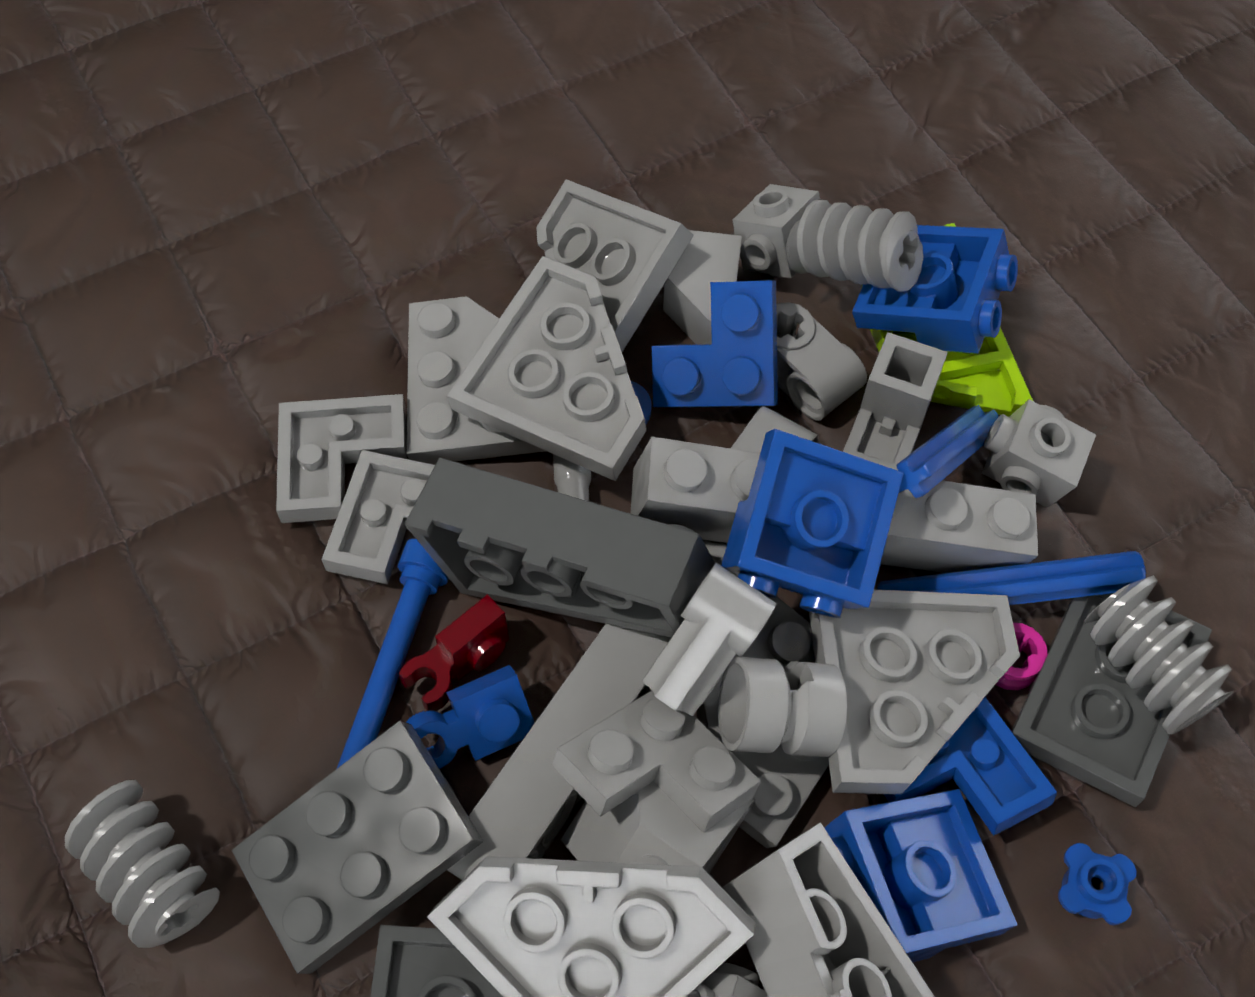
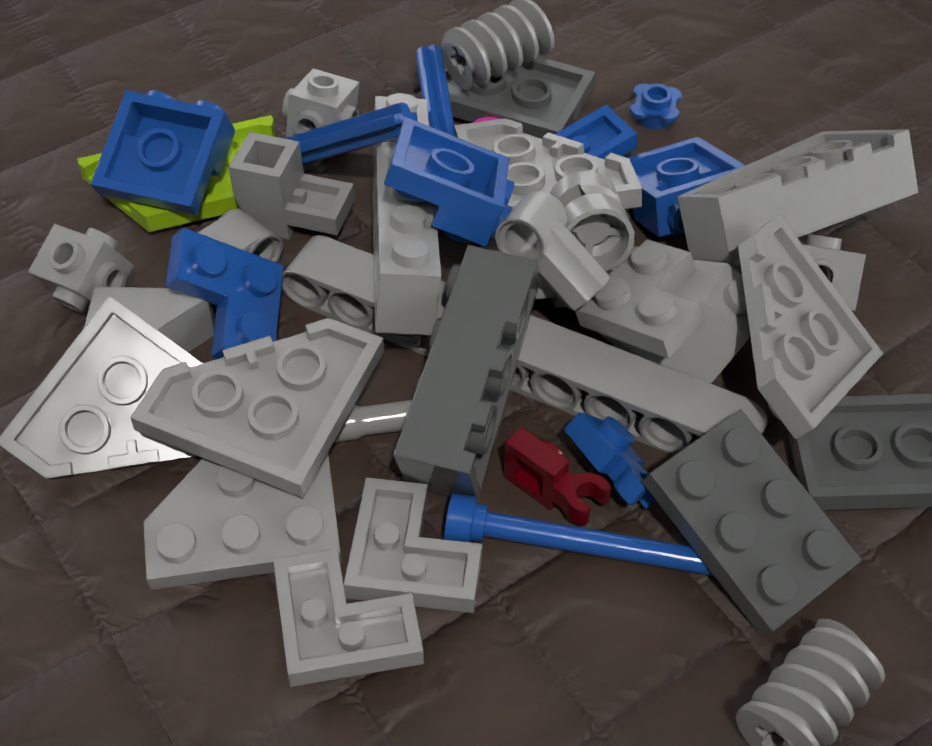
camera: 95 degrees left, 10 degrees down
(856, 245) = (131, 183): light grey piece -> none

